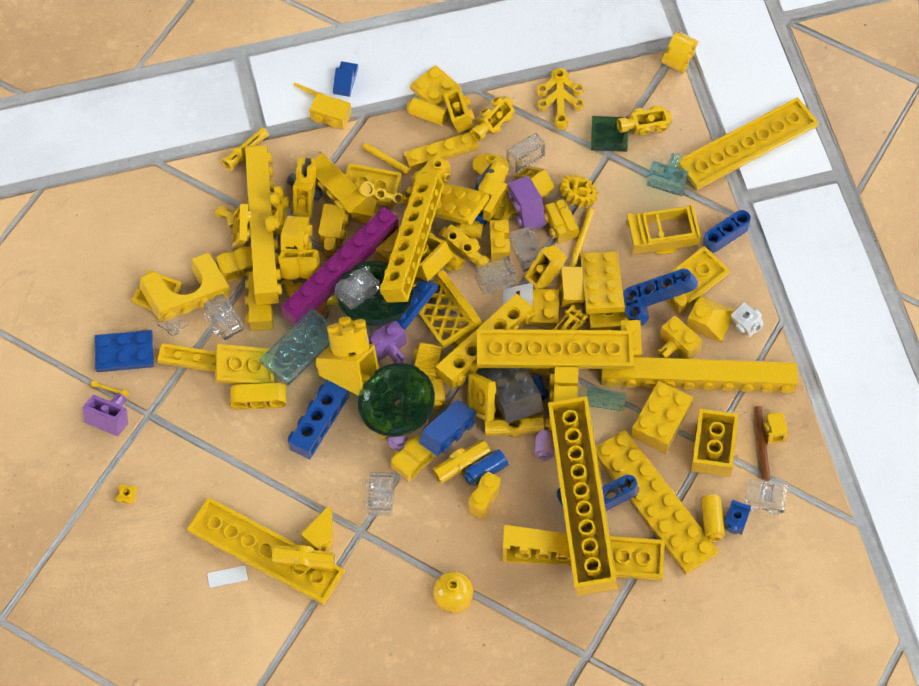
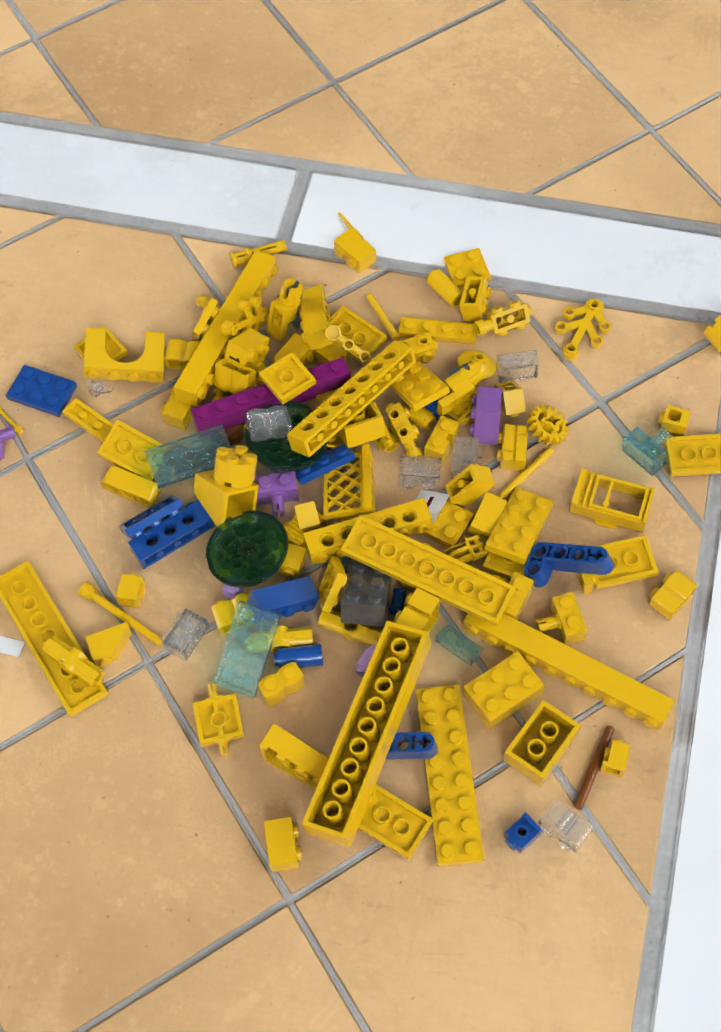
camera: 30 degrees right, 0 degrees up
(223, 317) = (144, 398): clear brick -> none
(276, 498) = (88, 591): none -> yellow piece
(294, 412) = (151, 516): none -> blue plate
(313, 480) = (130, 590): none -> yellow brick
(345, 78) = (387, 226): blue slope -> none
(351, 243) = (287, 378): none -> yellow plate
(428, 351) = (307, 515): none -> yellow slope
(443, 479) = (247, 649): none -> clear light blue plate
(449, 547) = (218, 720): none -> yellow plate
(453, 592) = (196, 766): yellow cylinder -> none
(558, 616) = (281, 844): none -> yellow brick
(606, 135) = (611, 382): clear green plate -> none
(643, 122) = (654, 385): yellow brick -> none
(676, 142) = (674, 420): none -> yellow brick
(710, 319) = (611, 612): yellow slope -> none
(713, 517) = (497, 820): yellow brick -> none
(730, 224) = (684, 524): blue beam -> none
(747, 320) = (648, 631): white brick -> none
(750, 282) = (673, 594): none -> yellow brick

